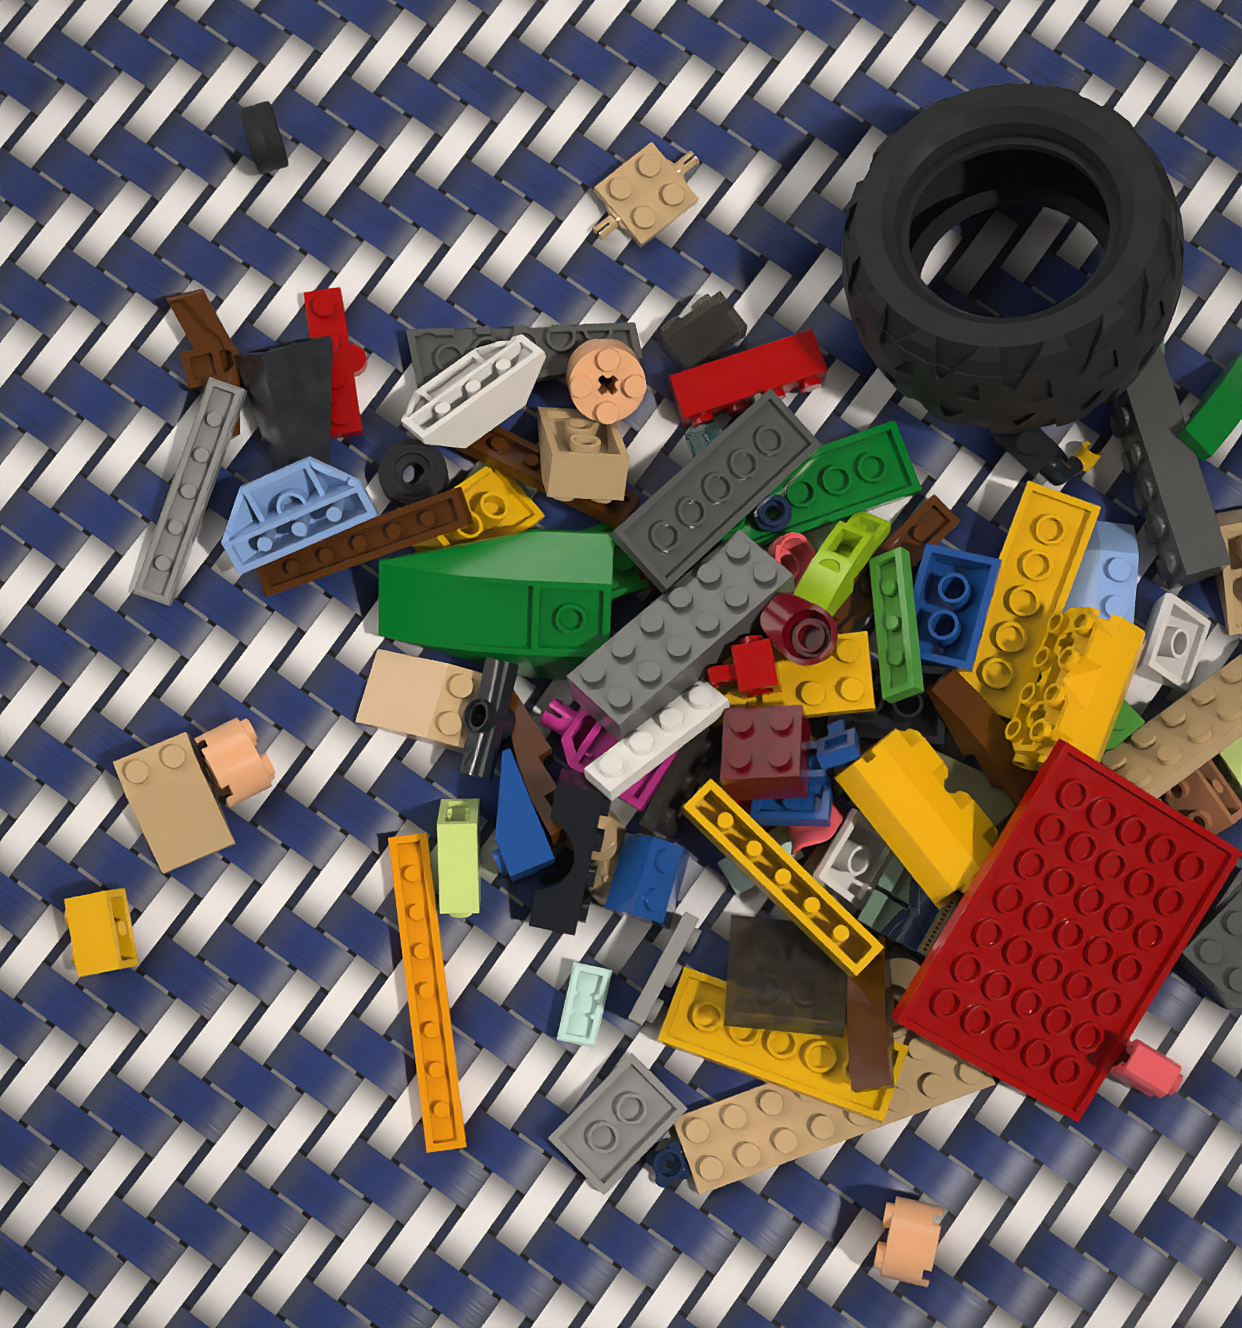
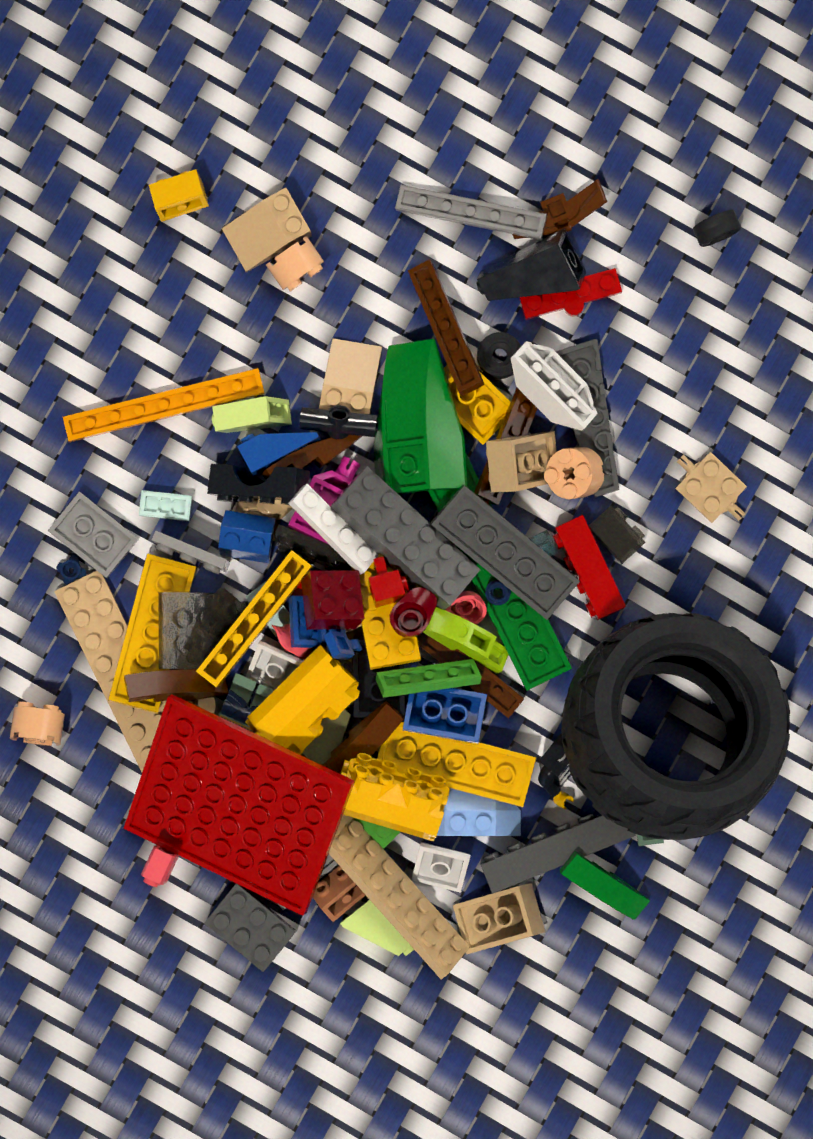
camera: 90 degrees right, 5 degrees up
(292, 512) = (459, 279): light blue wedge -> none
(747, 932) = (219, 602): none -> clear smoke piece

